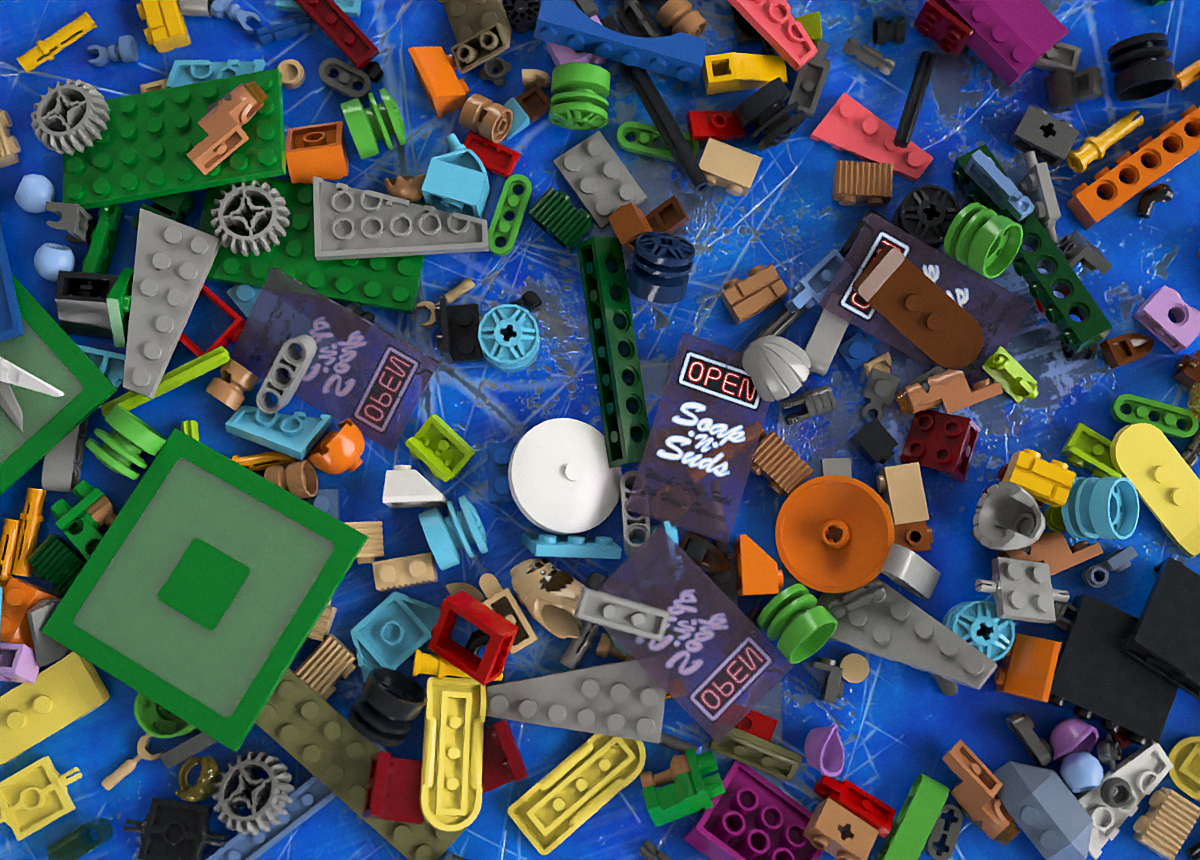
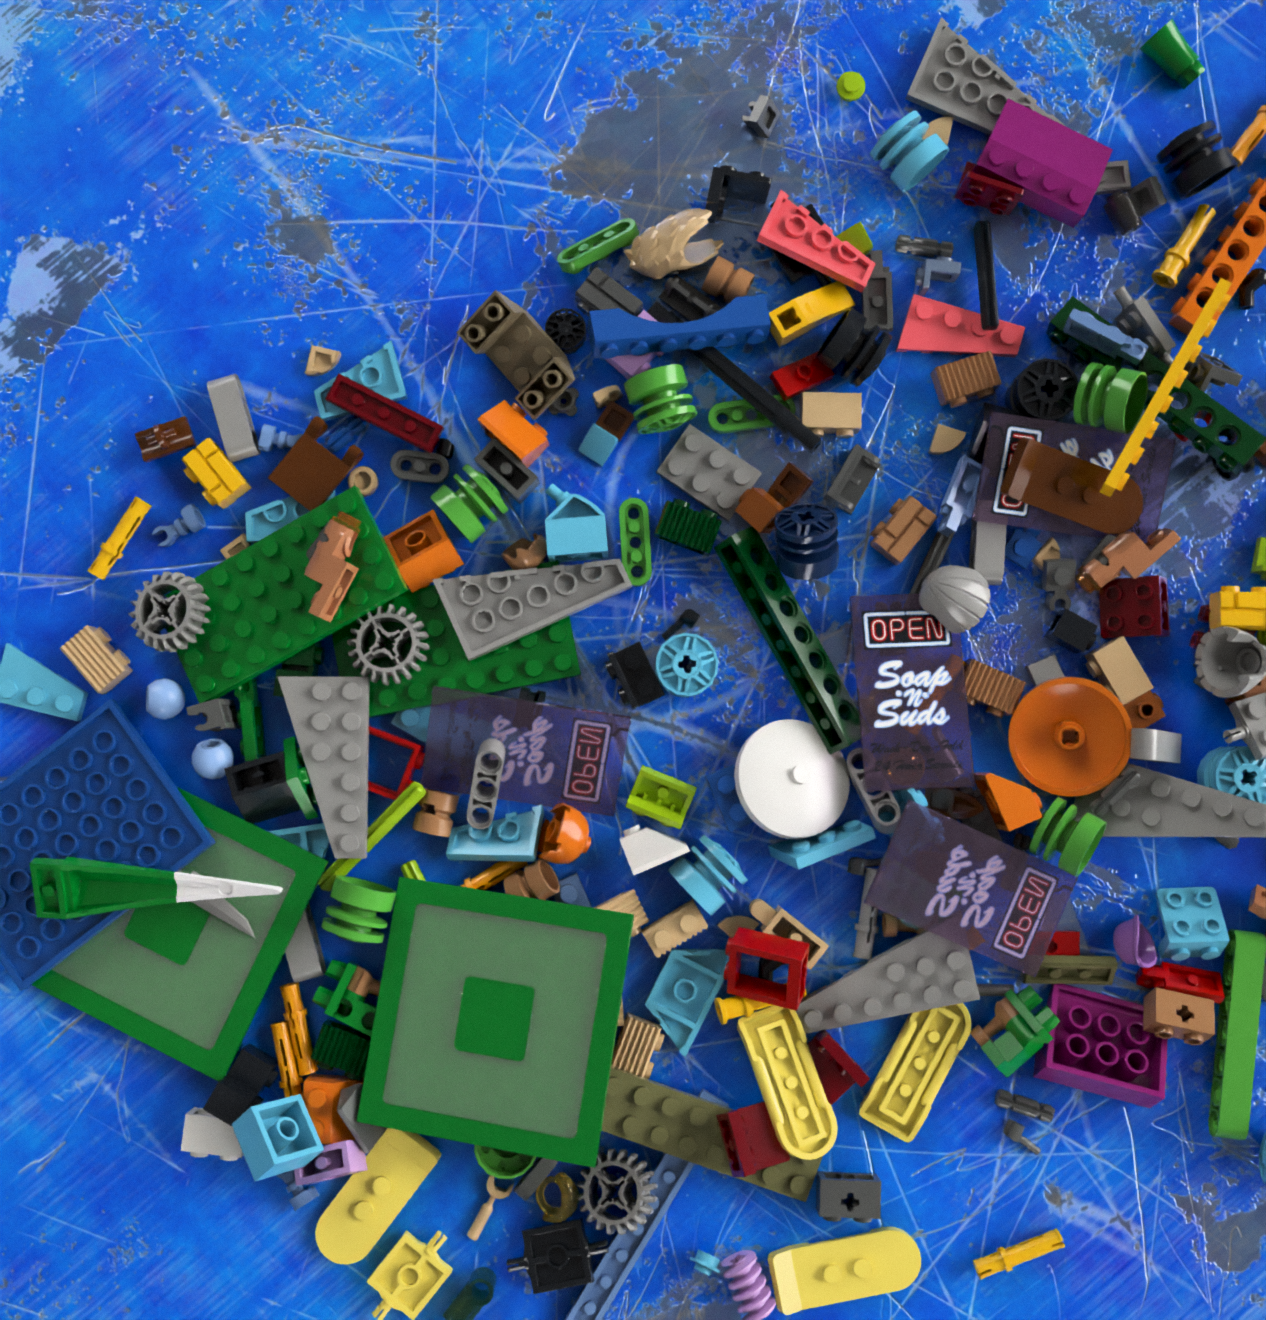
camera: 20 degrees left, 5 degrees up
(248, 45) = (310, 470): none -> reddish brown flag
(387, 707) = (712, 1064): black wheel -> none
(419, 109) = (507, 470): none -> dark grey brick
(451, 296) = (607, 647): tan piece -> none
(487, 118) = (581, 454): medium nougat wheel -> none
(494, 156) = (599, 489): red plate -> none
(548, 595) = (824, 899): tan head -> none
(622, 614) = (905, 896): light grey tile -> none
(726, 233) = (852, 479): none -> dark grey hinge
(813, 402) = (1000, 615): dark grey hinge -> none
(824, 230) = (945, 439): none -> tan tile
(832, 684) = (1118, 879): dark grey bracket -> none
(854, 668) = (1131, 854): tan tile -> none
(874, 79) = (936, 269): none -> sand blue bracket
(885, 753) = (1191, 923): none -> medium azure bracket
(891, 30) = (935, 214): black wheel -> none
(1010, 375) = (1179, 516): lime hinge -> none
(1029, 255) = (1162, 399): none -> yellow plate
(1051, 148) = (1111, 272): dark grey brick -> none

